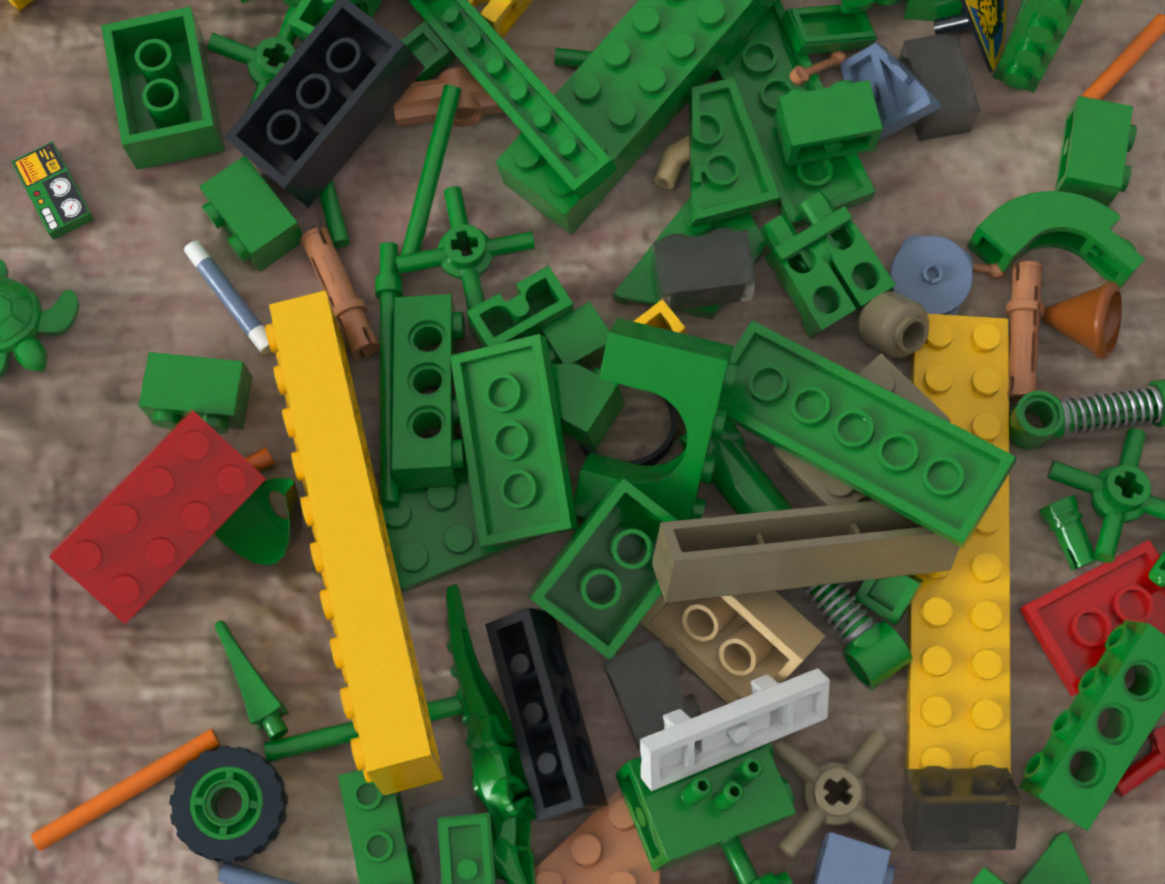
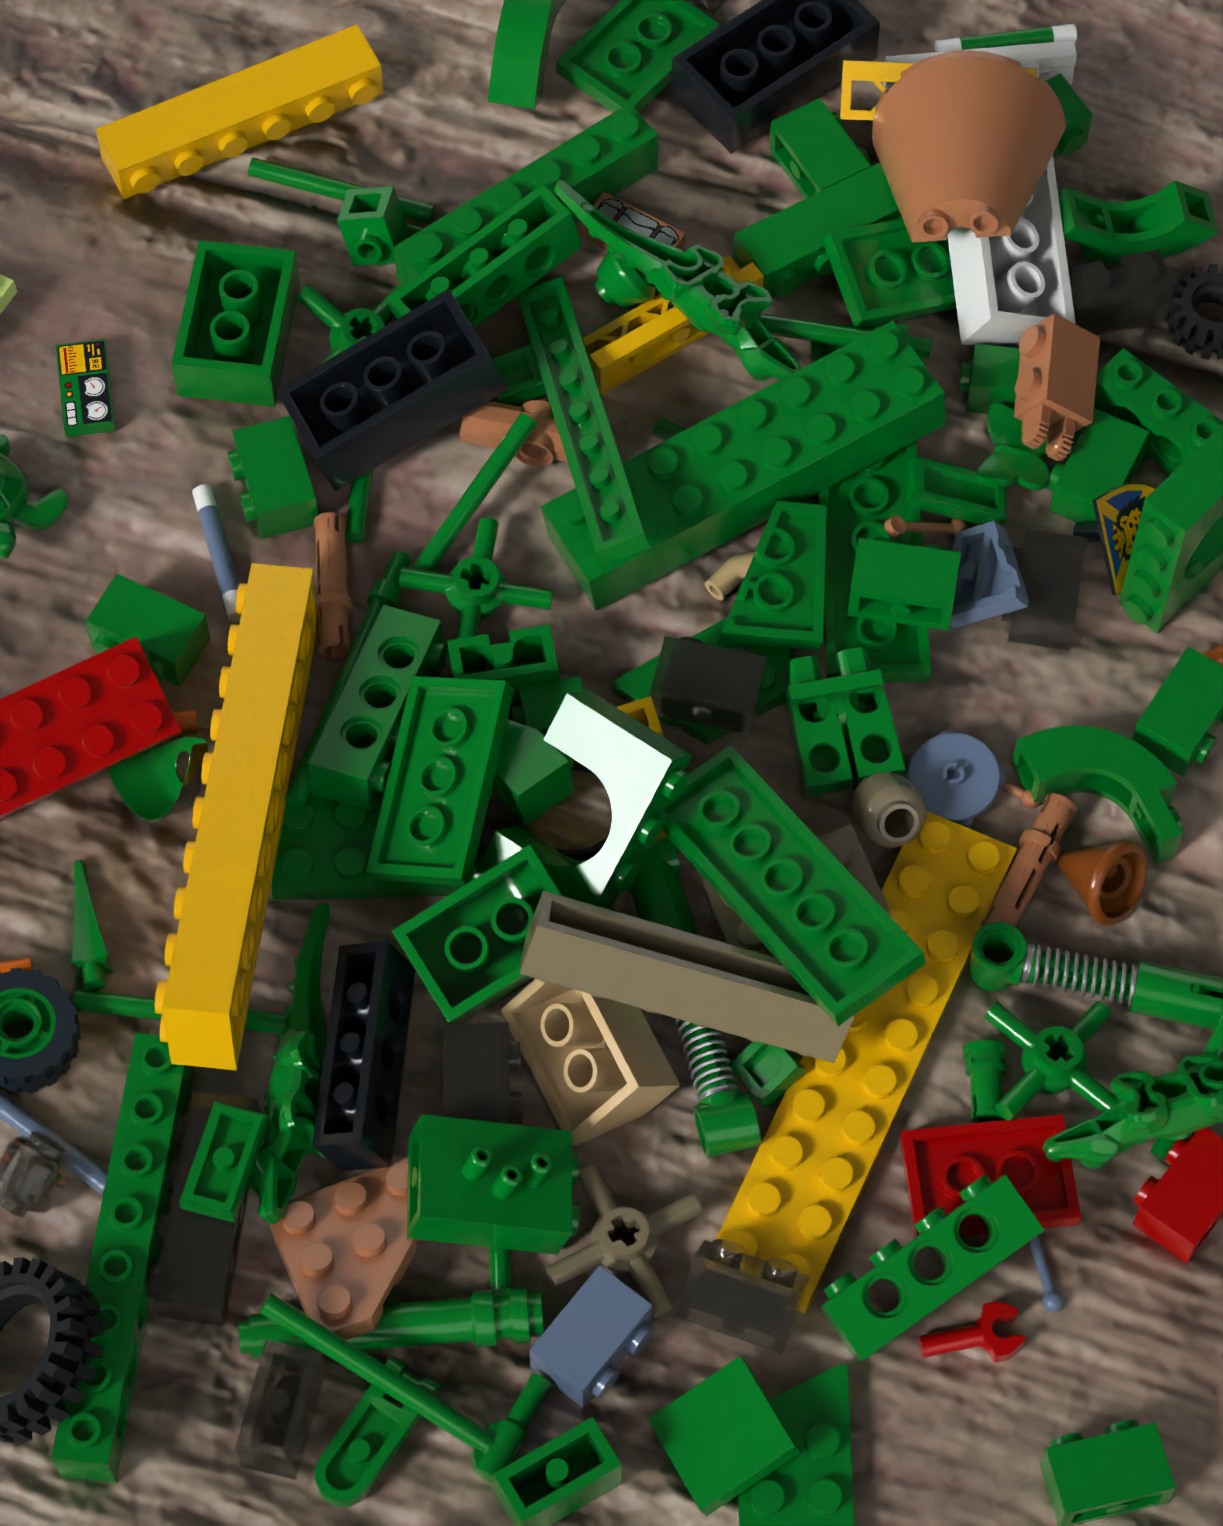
camera: 20 degrees right, 10 degrees down
(734, 728) = (542, 1122): white hinge -> none

